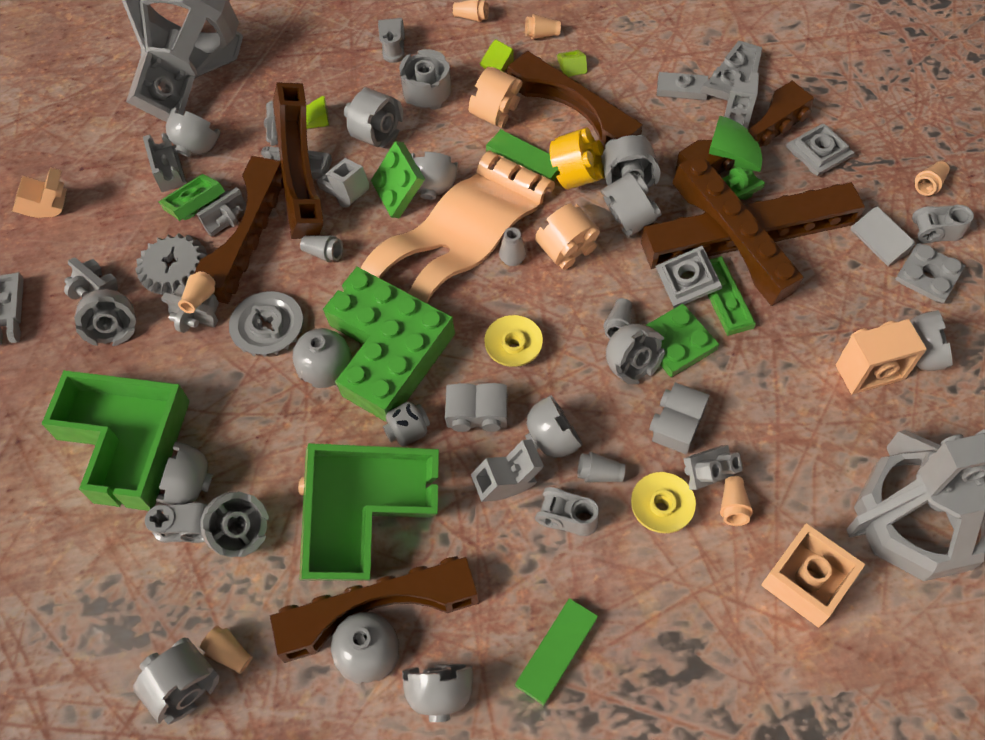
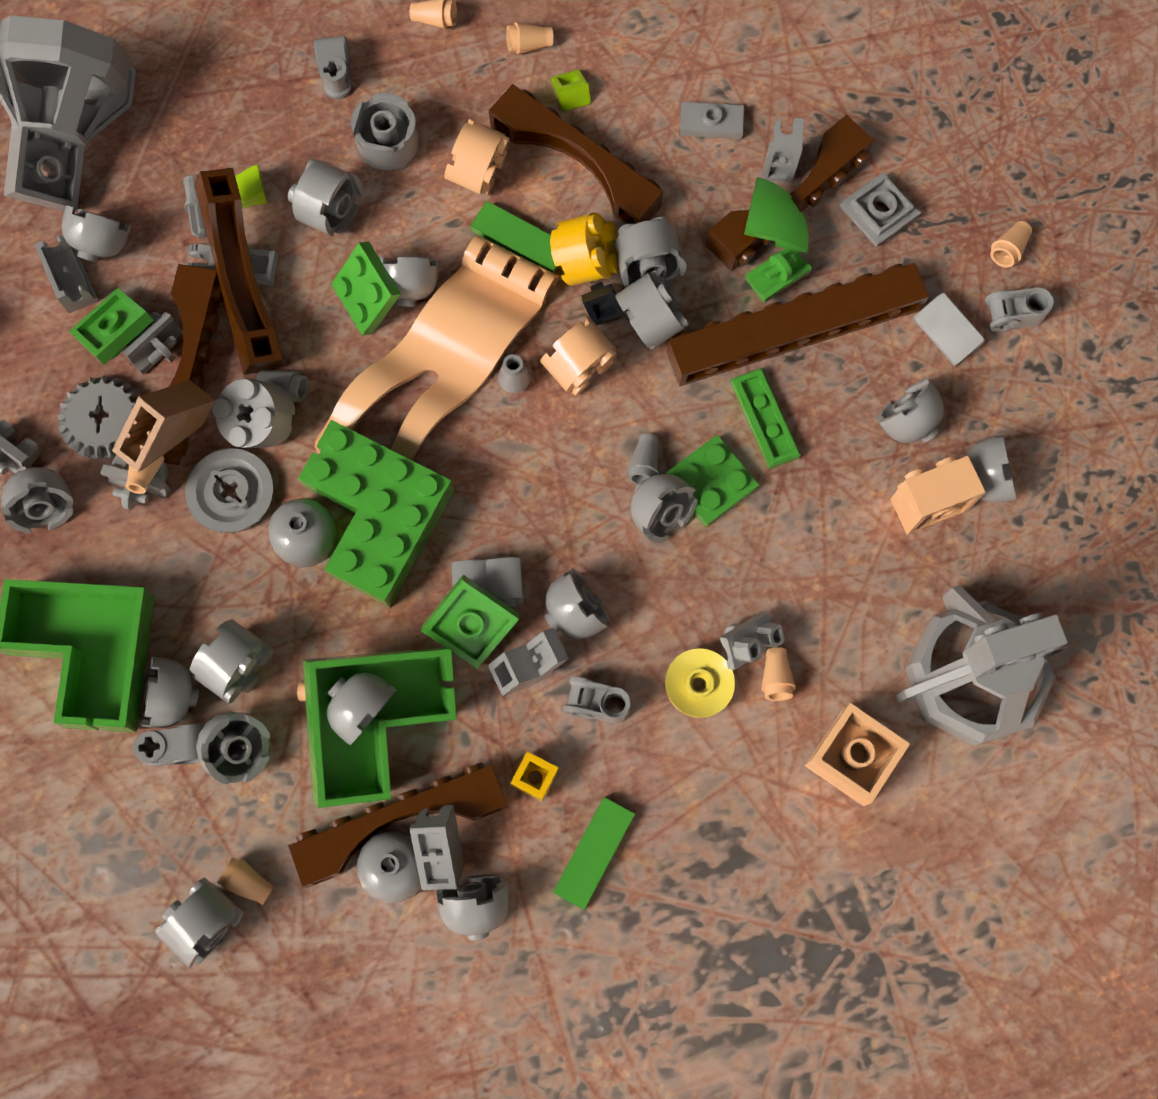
camera: 10 degrees left, 15 degrees up
(215, 255) = (161, 422): none -> medium nougat slope
(243, 451) = (230, 661): none -> light grey brick
(294, 262) = (254, 413): none -> light grey brick
(345, 182) = (299, 294): light grey brick -> none
(348, 488) = (356, 703): none -> light grey cylinder
(406, 423) = (409, 609): light grey head -> none
(408, 630) = (437, 849): none -> light grey hinge
(458, 432) = (470, 621): none -> bright green plate
(498, 56) = (474, 89): lime slope -> none
(505, 563) = (534, 764): none -> yellow plate
(513, 330) = (518, 482): light yellow dish -> none
(590, 200) = (602, 303): none -> black tile
(599, 469) = (629, 648): light grey cone -> none
(679, 417) = (716, 580): light grey brick -> none
(687, 290) = (739, 409): light grey piece -> none
(742, 59) = (778, 98): light grey wing -> none
(768, 265) = (747, 292): reddish brown arch -> none
(856, 295) = (914, 414): none -> light grey cylinder
(944, 270) = (1016, 367): light grey piece -> none

